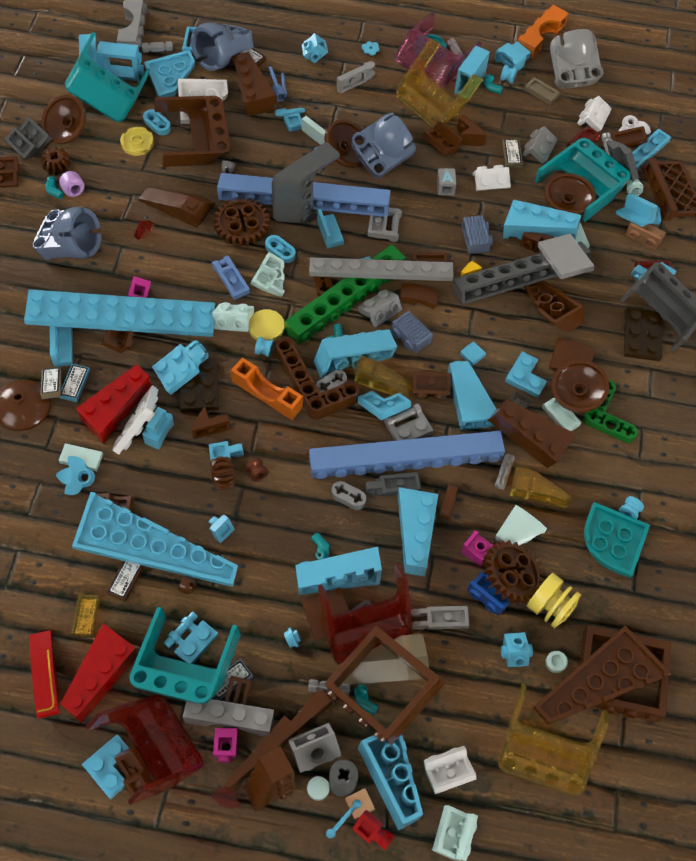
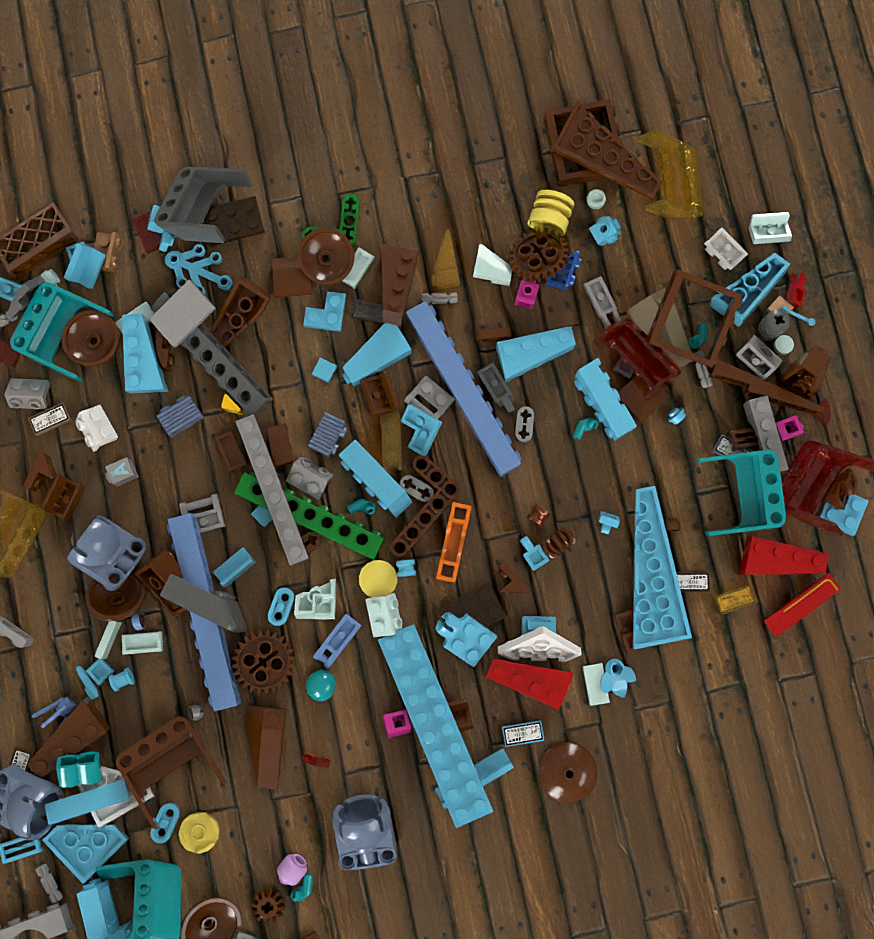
camera: 110 degrees left, 20 degrees up
(51, 383) = (535, 754): tile -> none
(197, 641) = (716, 494): medium azure plate -> none
(200, 73) = (87, 802): none -> medium azure tile
(201, 254) = (321, 685): none -> teal hair
(226, 78) = (79, 769): none -> teal brick
(279, 130) = (121, 679): none -> medium azure bush
(301, 149) = (142, 643): none -> light aqua tile
(344, 174) = (155, 575): none -> reddish brown slope
(614, 539) = (465, 184): teal plate -> none
(618, 279) = (197, 268): none -> medium azure plant
(632, 507) = (430, 178): medium azure wheel -> none

